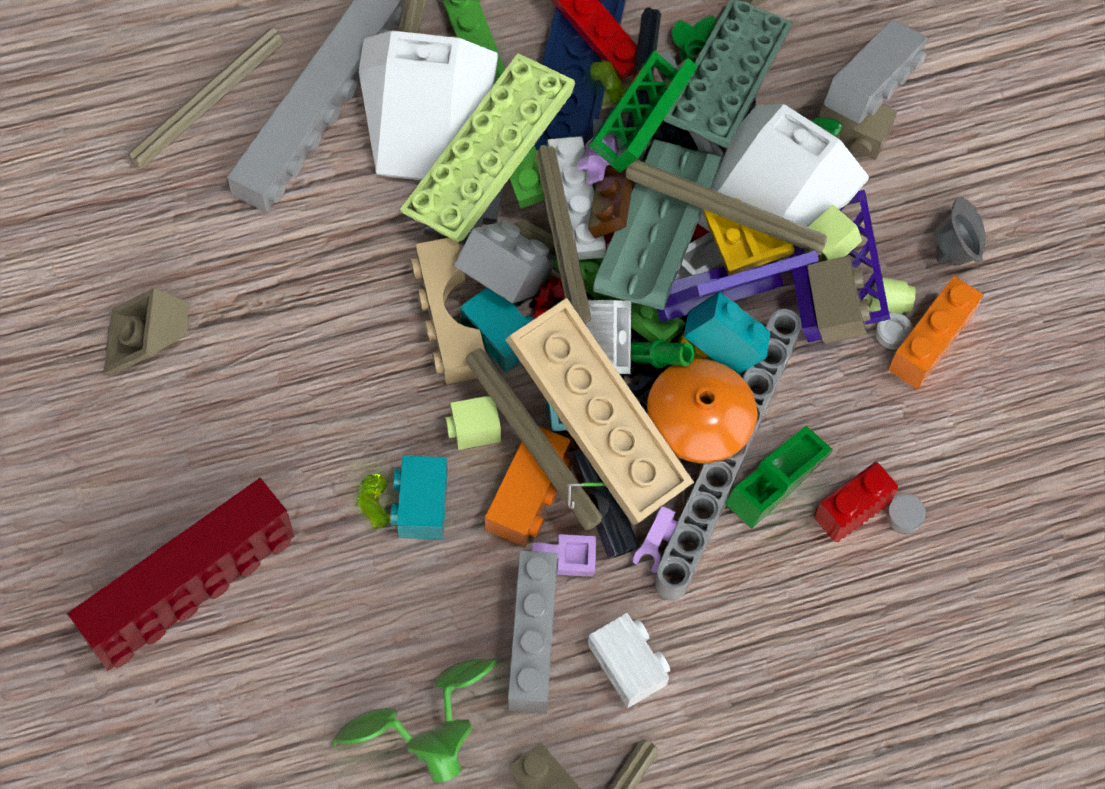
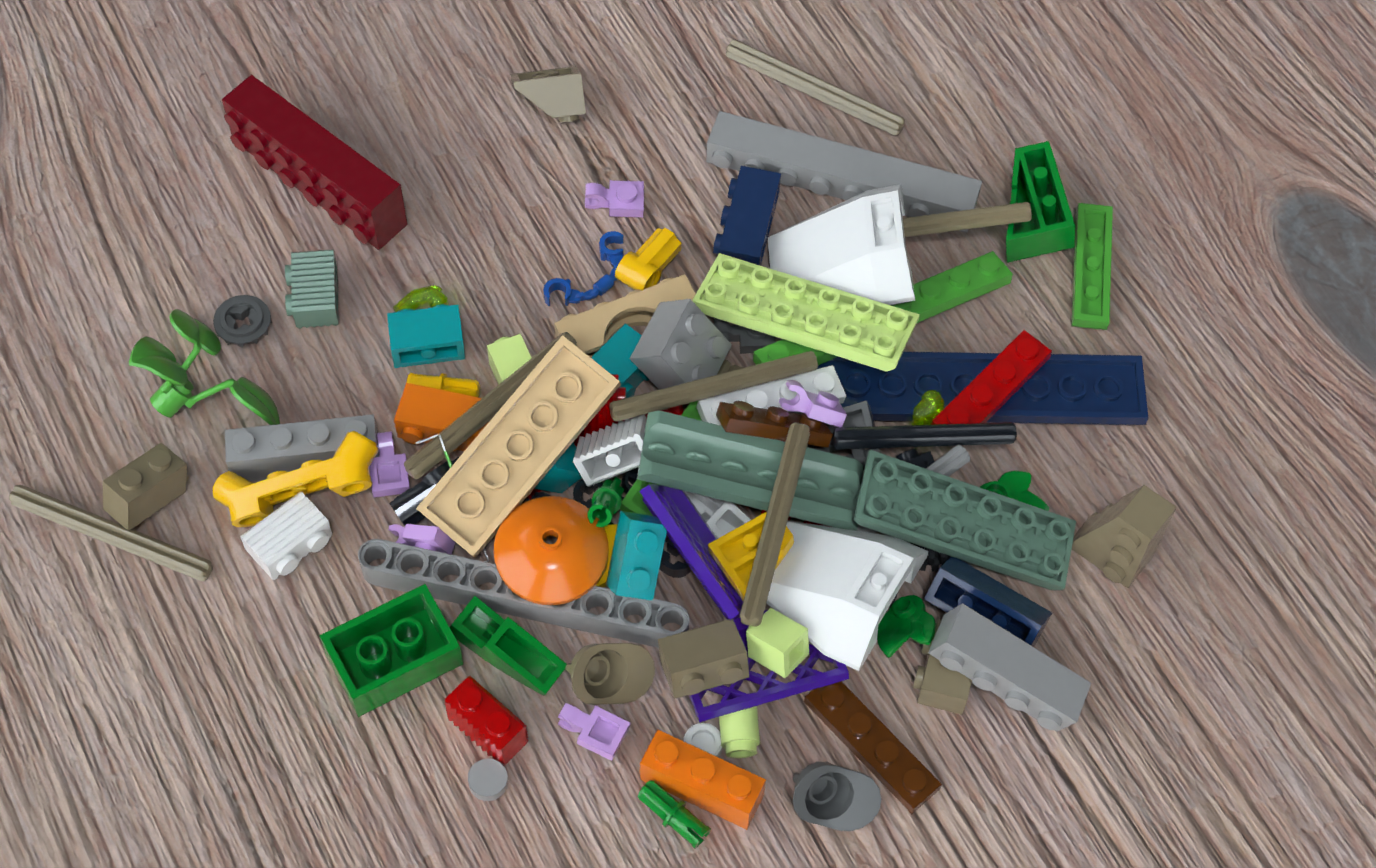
camera: 80 degrees right, 5 degrees down
(294, 293) = (621, 198): none -> lavender plate
(337, 601) = (313, 289): none -> sand green brick
(355, 663) = (240, 308): none -> dark grey gear
(356, 182) = (749, 215): none -> dark blue brick
(386, 286) = (645, 266): none -> yellow piece
(393, 328) = (601, 285): none -> blue piece
(483, 492) = (442, 382): none -> yellow axle
(585, 690) = (343, 474): none -> yellow plate
(654, 113) = (869, 439): green fence -> none
(775, 572) = (391, 649): none -> green brick
(809, 73) = (961, 583): none -> dark blue brick
(821, 392) = (611, 673): none -> dark tan piece
(874, 410) = (598, 732): none -> lavender plate
(917, 196) = (873, 744): none -> reddish brown plate
(960, 363) = (673, 813): none -> green axle

